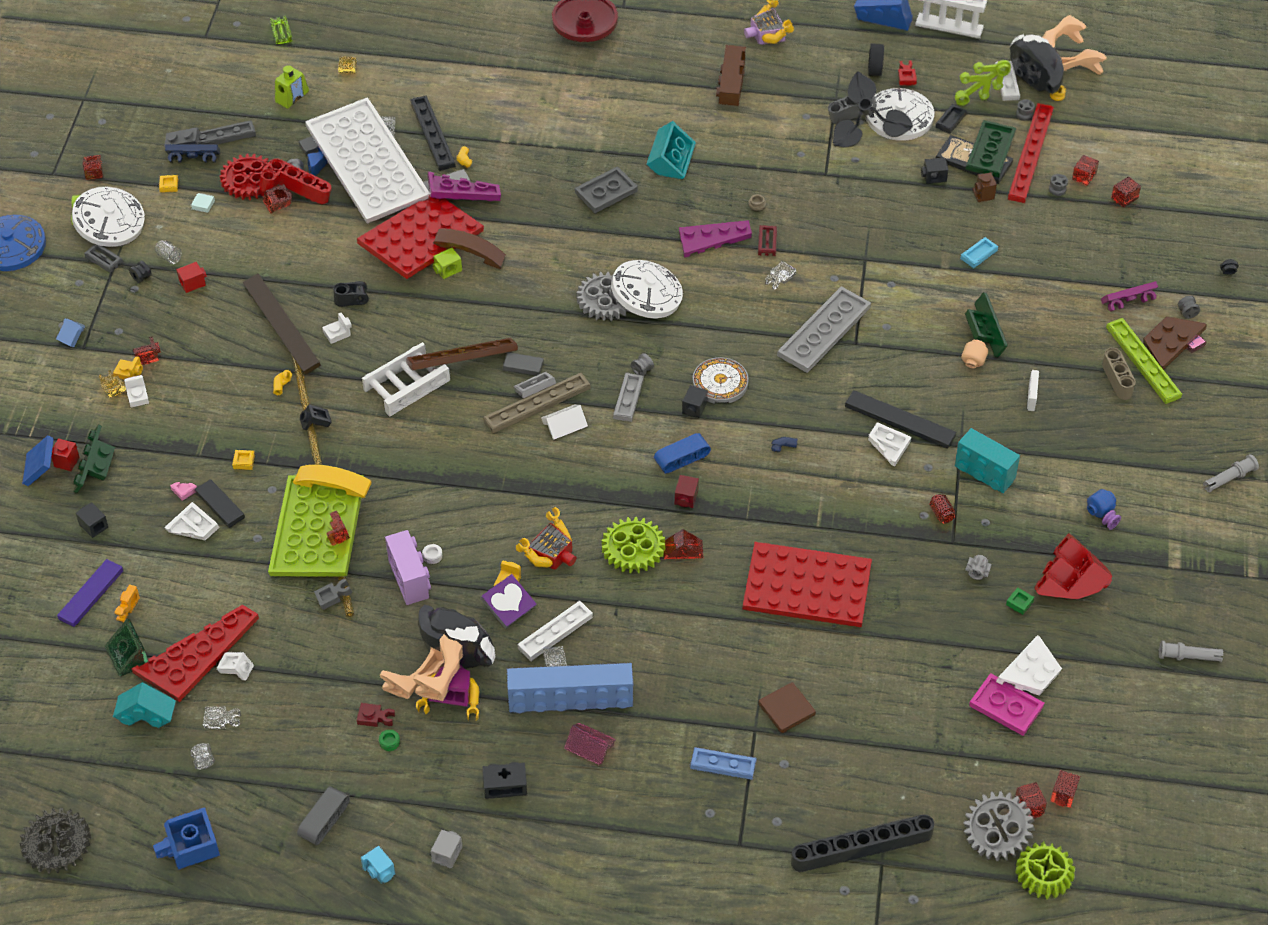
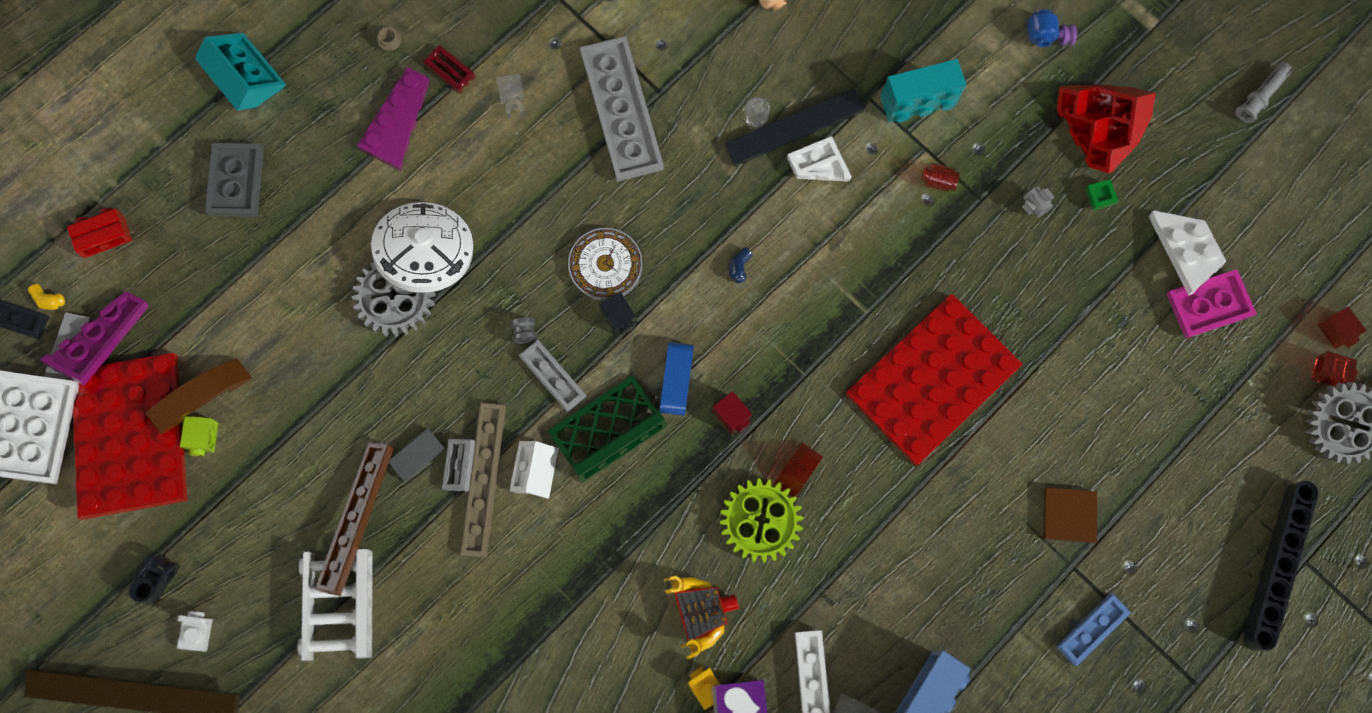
camera: 60 degrees left, 25 degrees up
(520, 154) = (99, 232): none -> red brick
(618, 449) = (619, 446): none -> dark green fence
(890, 393) = (758, 106): none -> clear wheel

